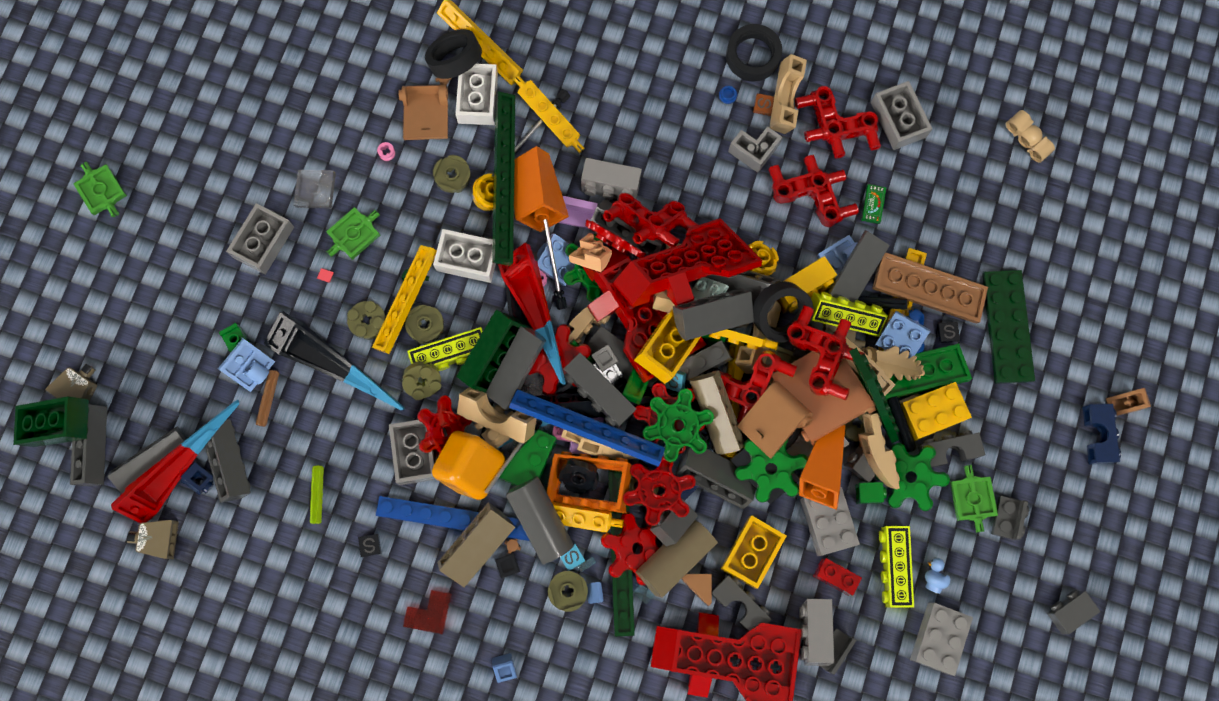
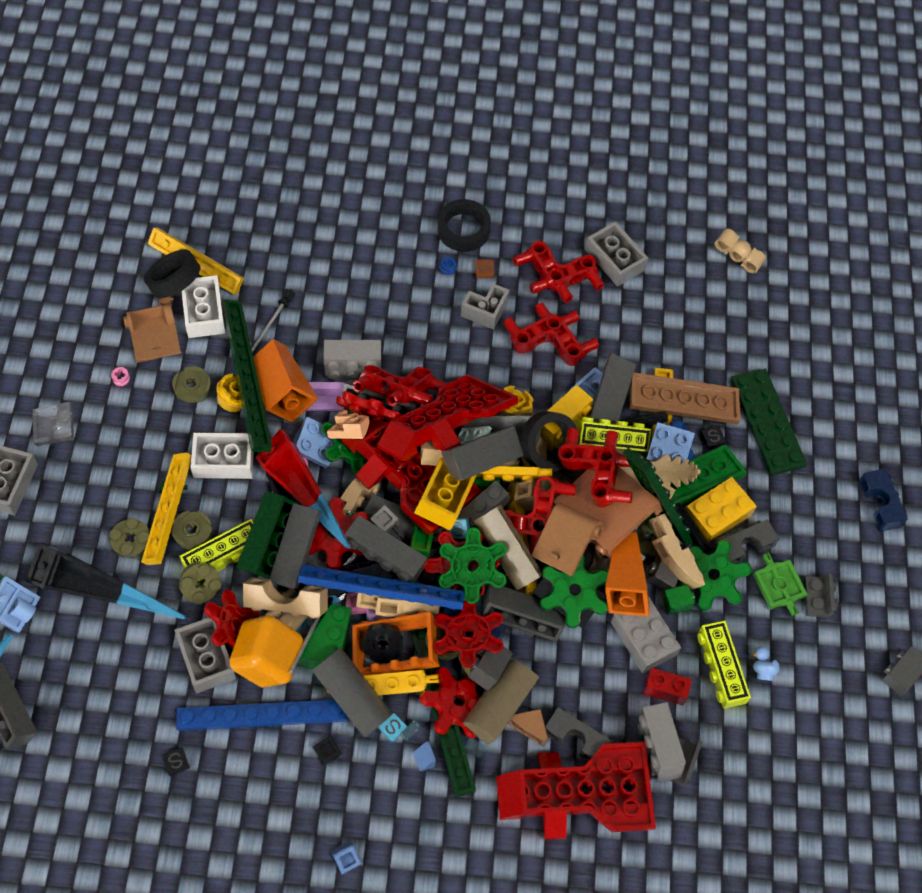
camera: 15 degrees left, 15 degrees down
(267, 398) = (38, 635): medium nougat axle -> none
(316, 494) = (108, 721): lime axle -> none
(325, 275) = (78, 504): coral window -> none
(353, 233) = (101, 458): bright green plate -> none
(431, 619) = (257, 823): clear red plate -> none
(476, 545) = (290, 733): dark tan brick -> none
(512, 545) = (328, 729): medium nougat piece -> none
(548, 113) = (278, 312): yellow plate -> none
(558, 585) = (407, 767): olive plate -> none
(560, 301) = (327, 482): flat silver piece -> none
(753, 552) = (577, 679): yellow brick -> none
(783, 111) = (503, 237): tan arch -> none
(873, 204) = (611, 336): green tile -> none
(941, 638) = (786, 724): light grey brick -> none
(1130, 401) = (901, 464): medium nougat slope -> none

